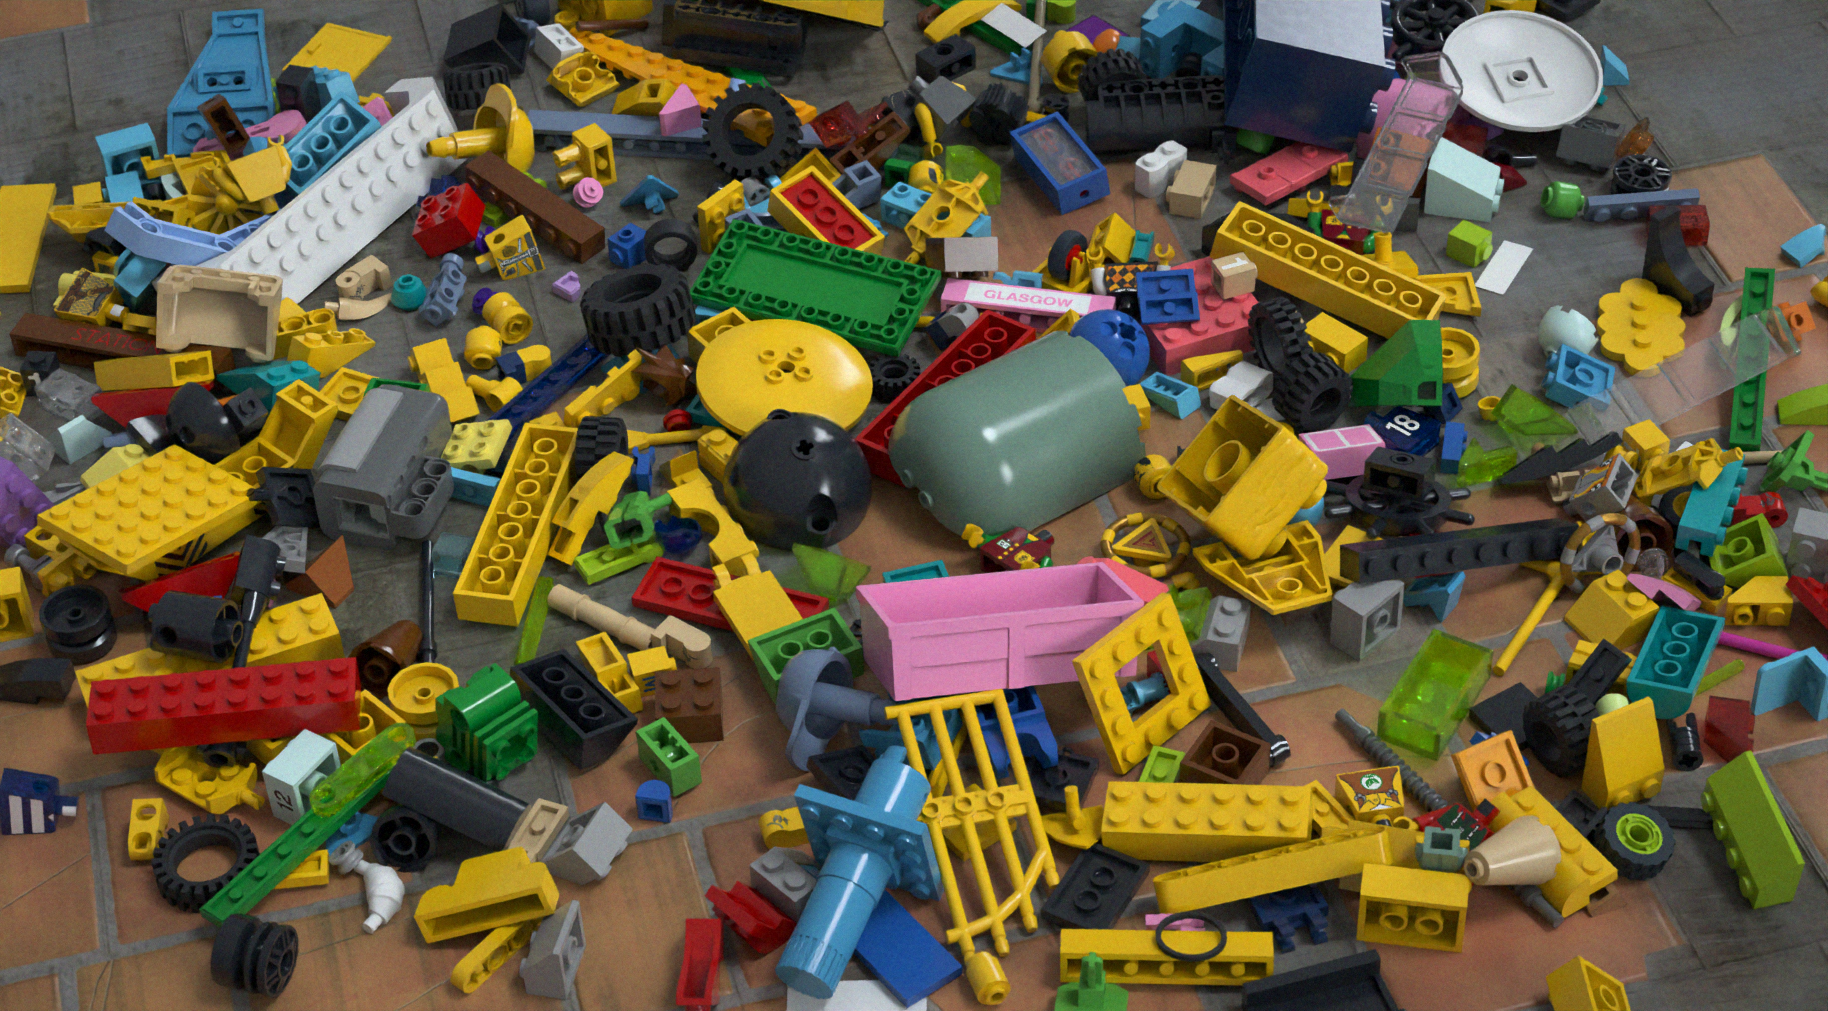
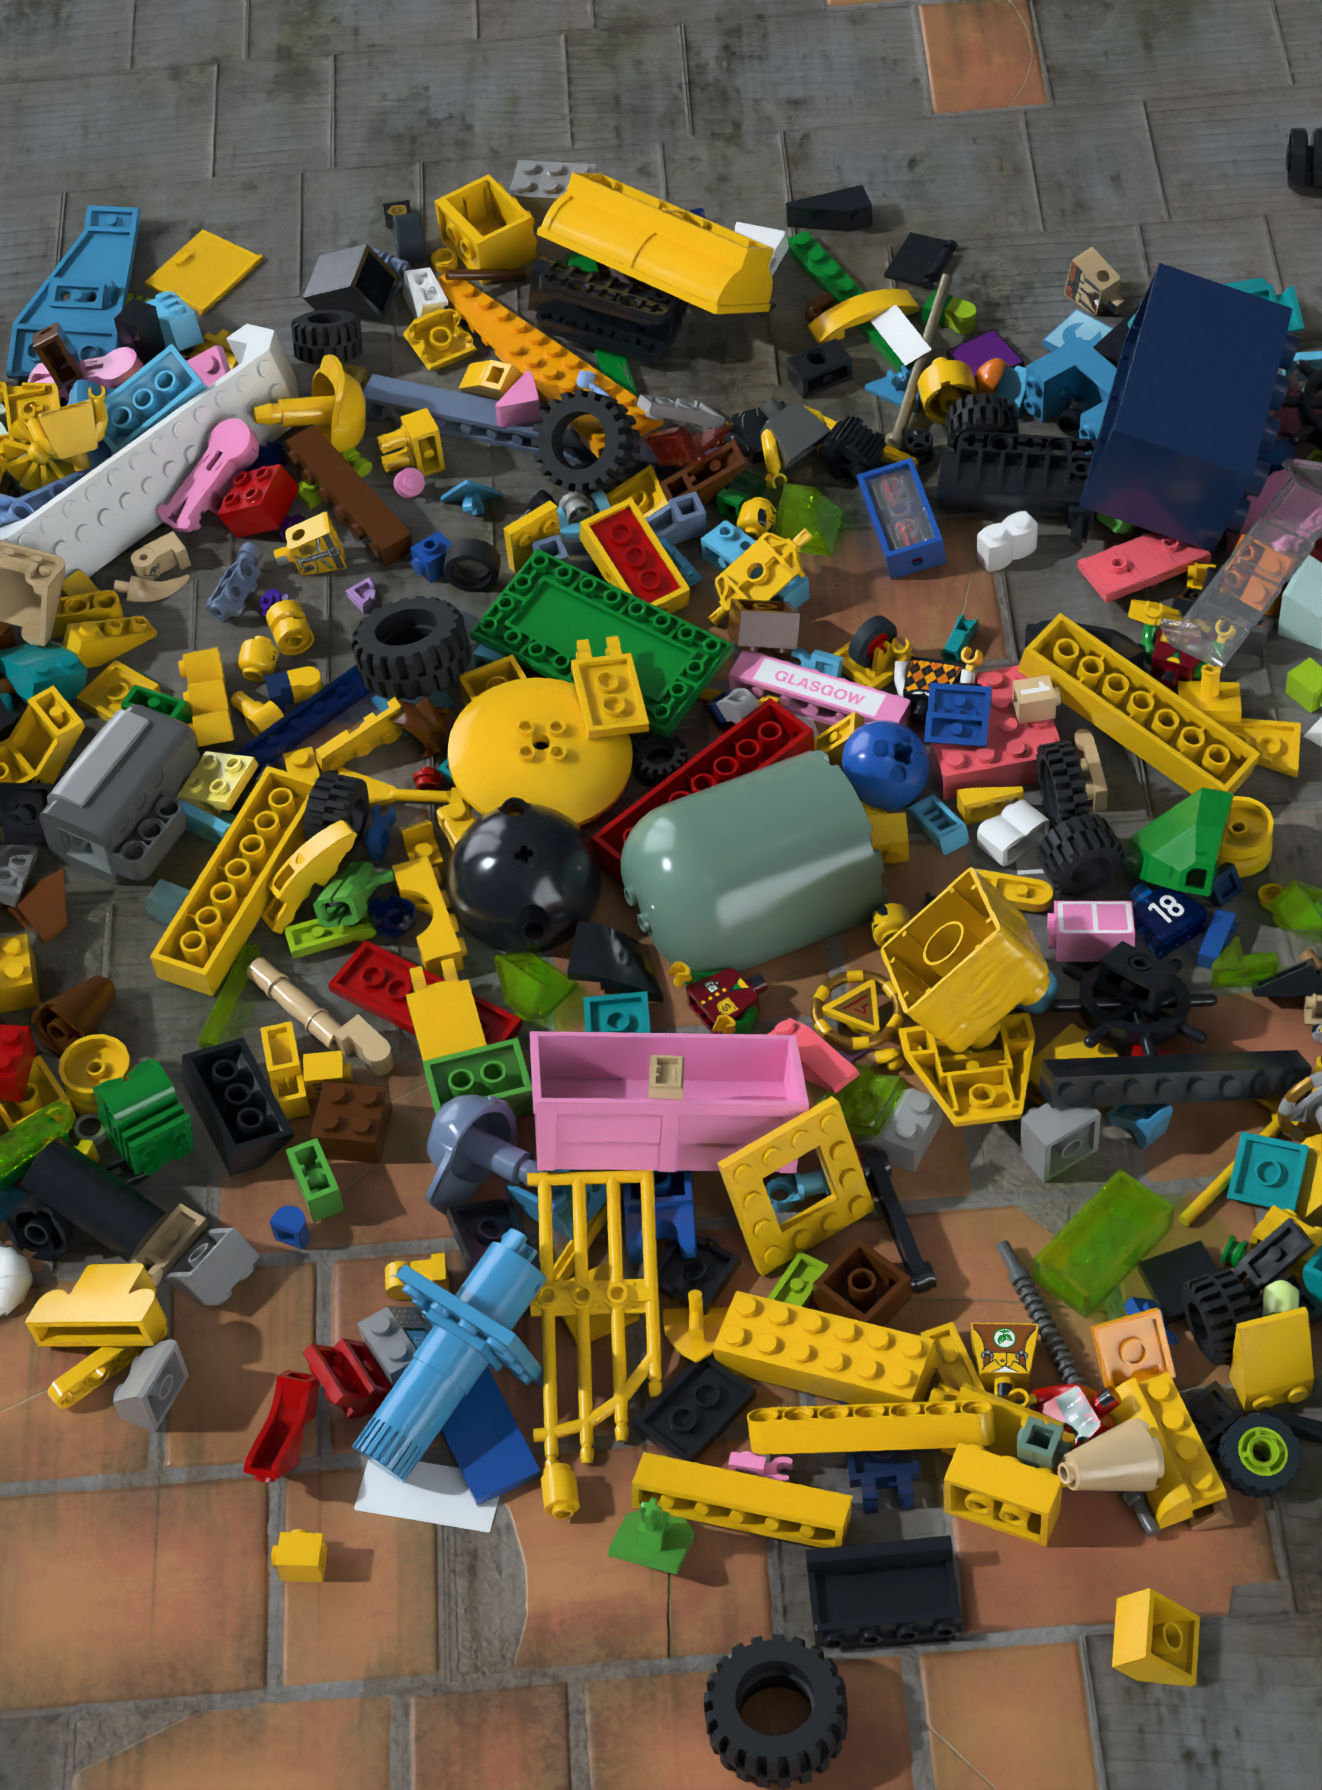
camera: 15 degrees right, 10 degrees up
(408, 293) = (201, 579): teal cone -> none
(413, 180) = (229, 452): none -> bright pink piece
(428, 647) = (120, 1008): black bar -> none
(812, 100) = (680, 412): none -> light grey wing
(837, 319) = (608, 691): none -> yellow tile
(896, 535) = (613, 960): none -> black slope
(1002, 597) = (666, 1077): none -> tan plate
(1114, 238) = (931, 624): yellow panel -> none
(1191, 189) = (1033, 570): tan brick -> none
(1191, 957) = (764, 1461): black piece -> none
(1337, 342) = (1118, 800): yellow brick -> none
(1564, 615) = (1268, 1171): none -> teal plate

